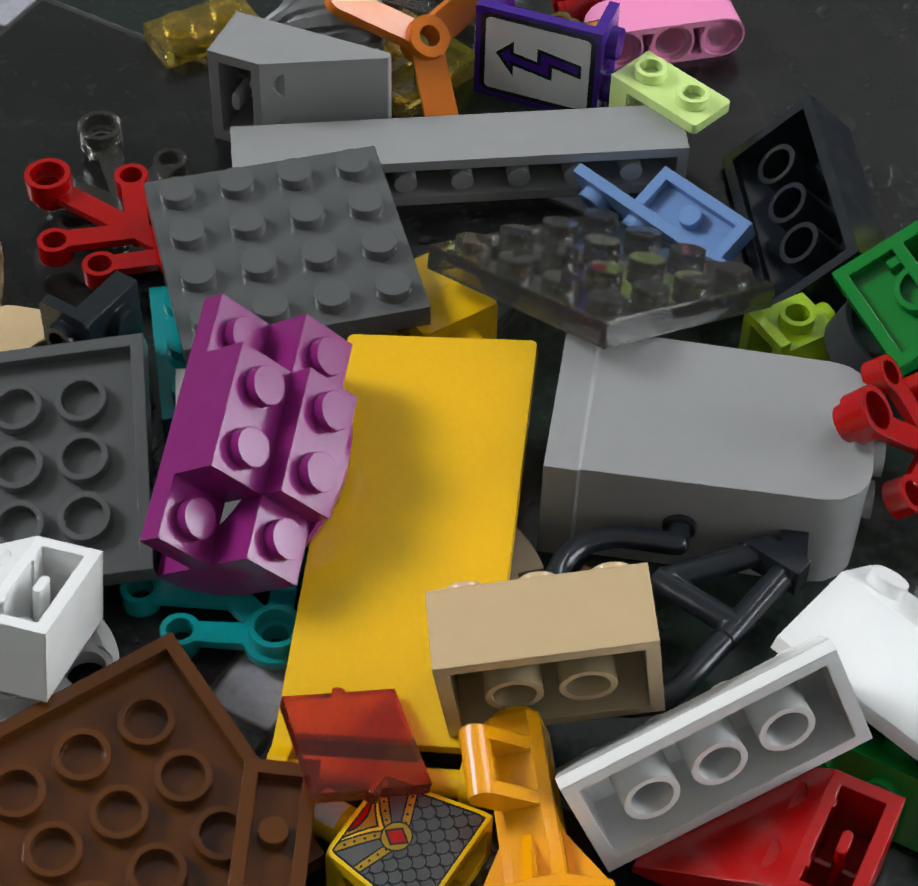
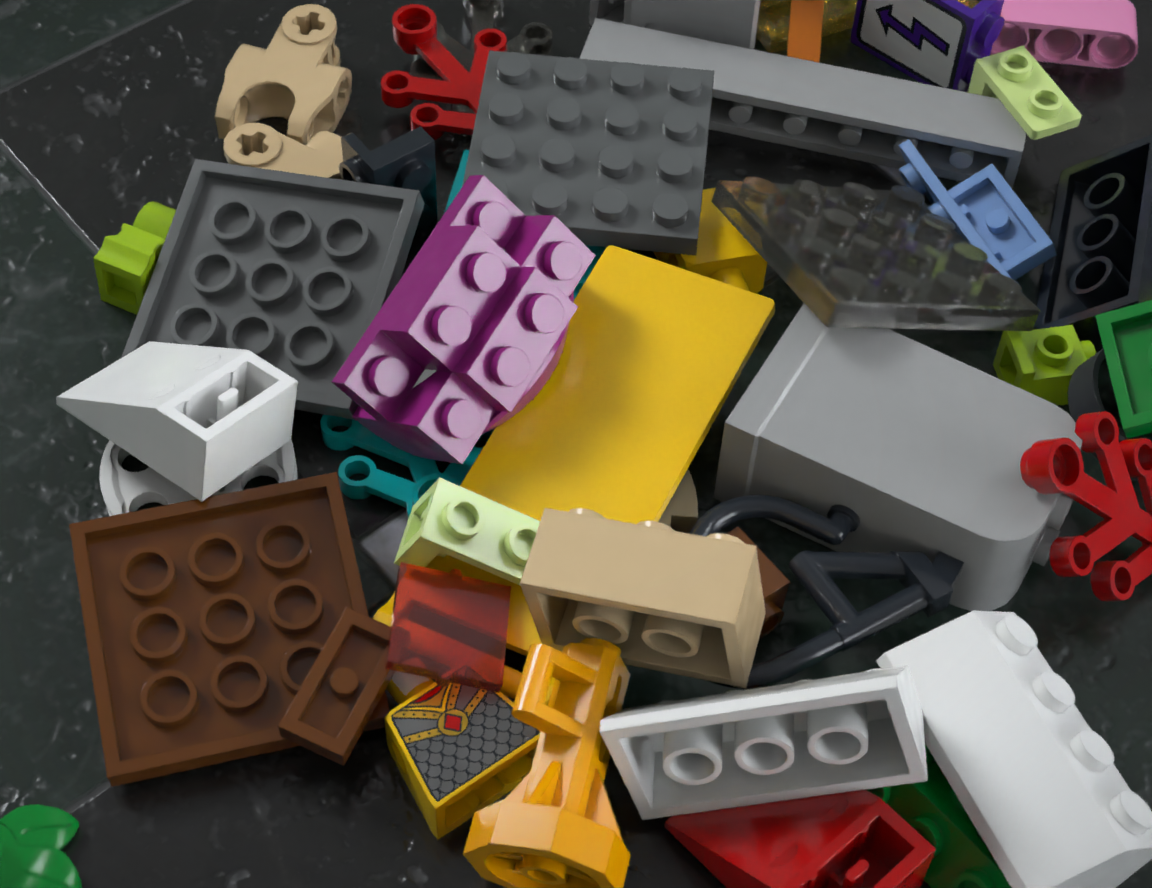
camera: 20 degrees right, 5 degrees up
(342, 643) = (469, 529): none -> yellowish green bracket

